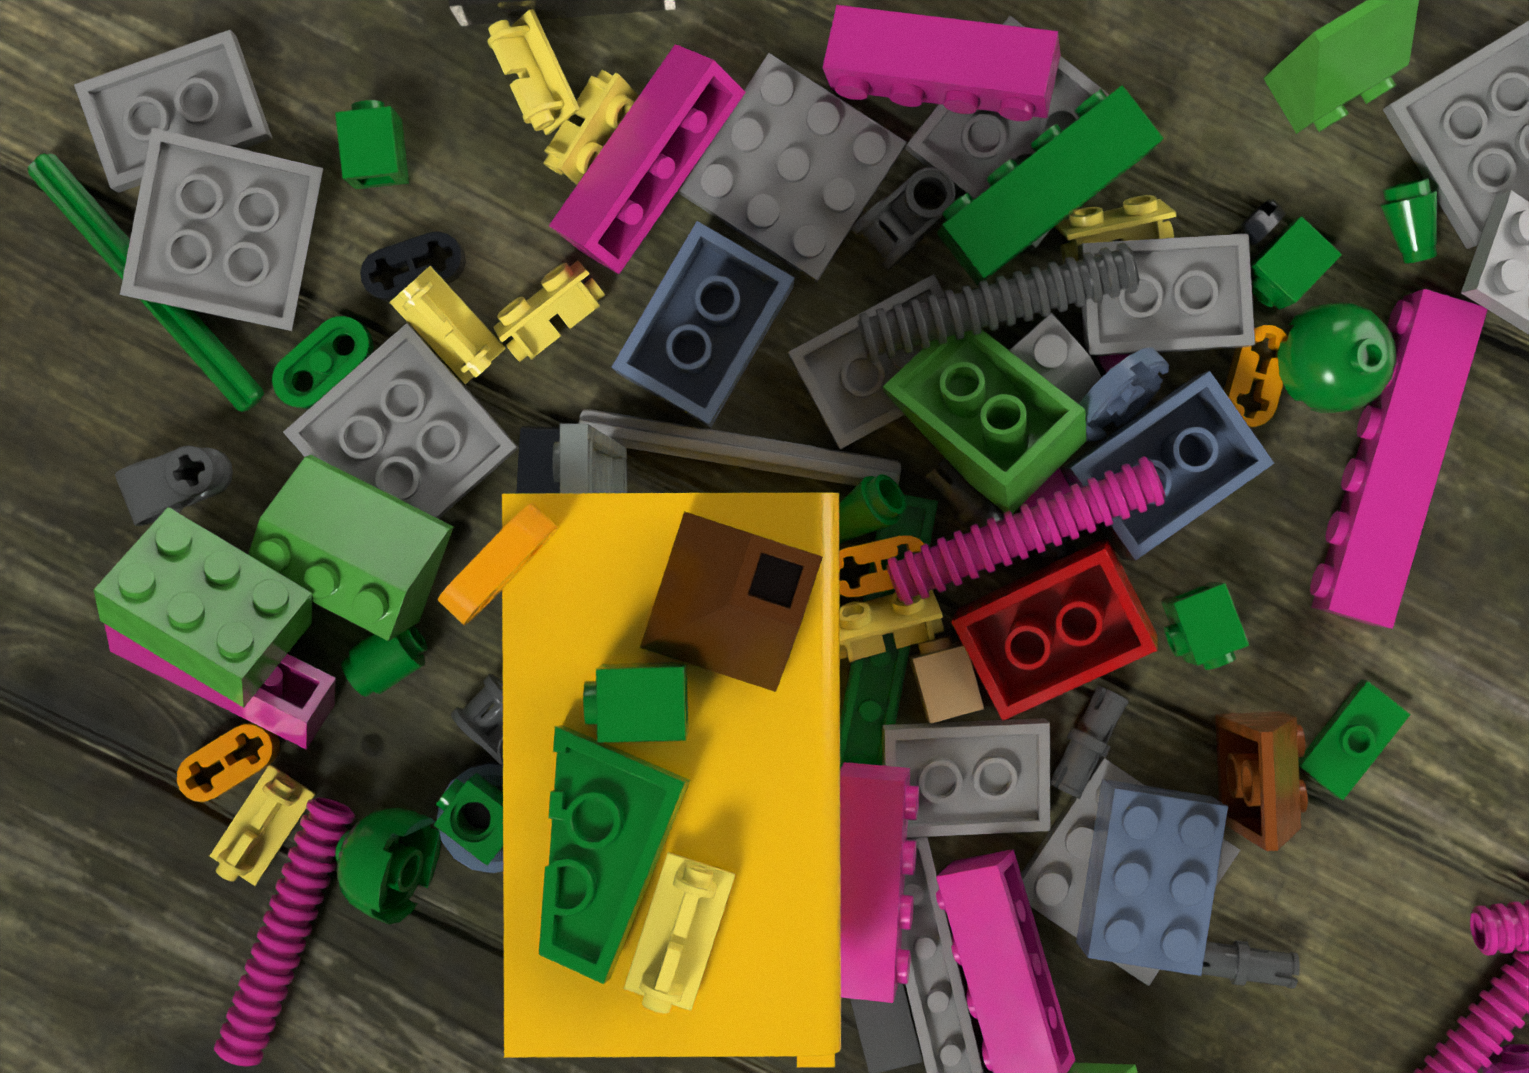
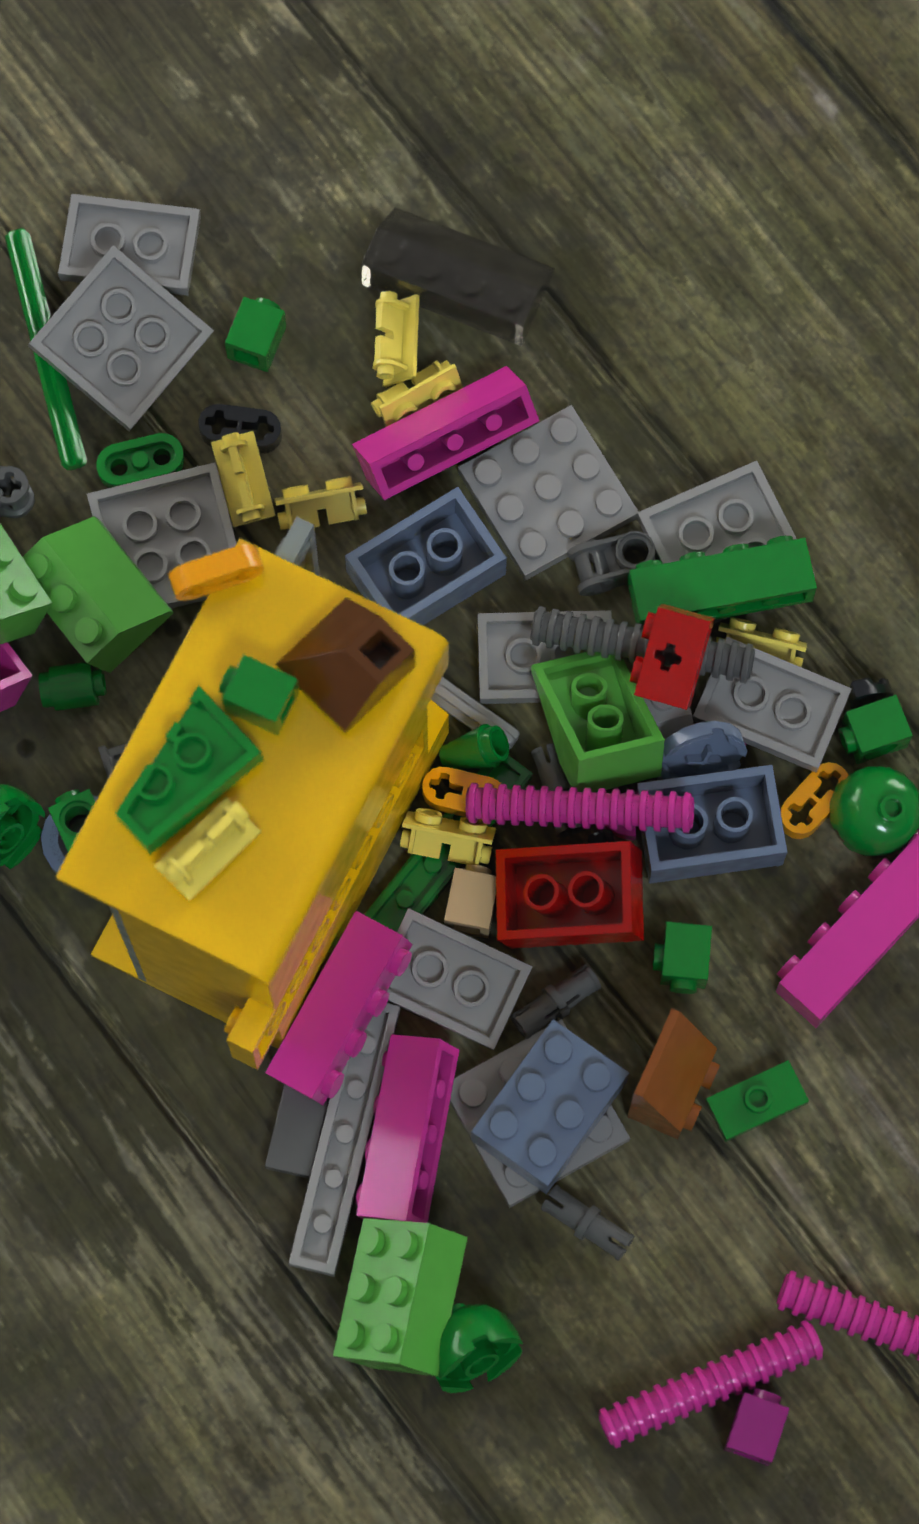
camera: 25 degrees right, 15 degrees down
(942, 62) = (689, 466): dark pink brick -> none
(1067, 335) = (676, 683): none -> red brick

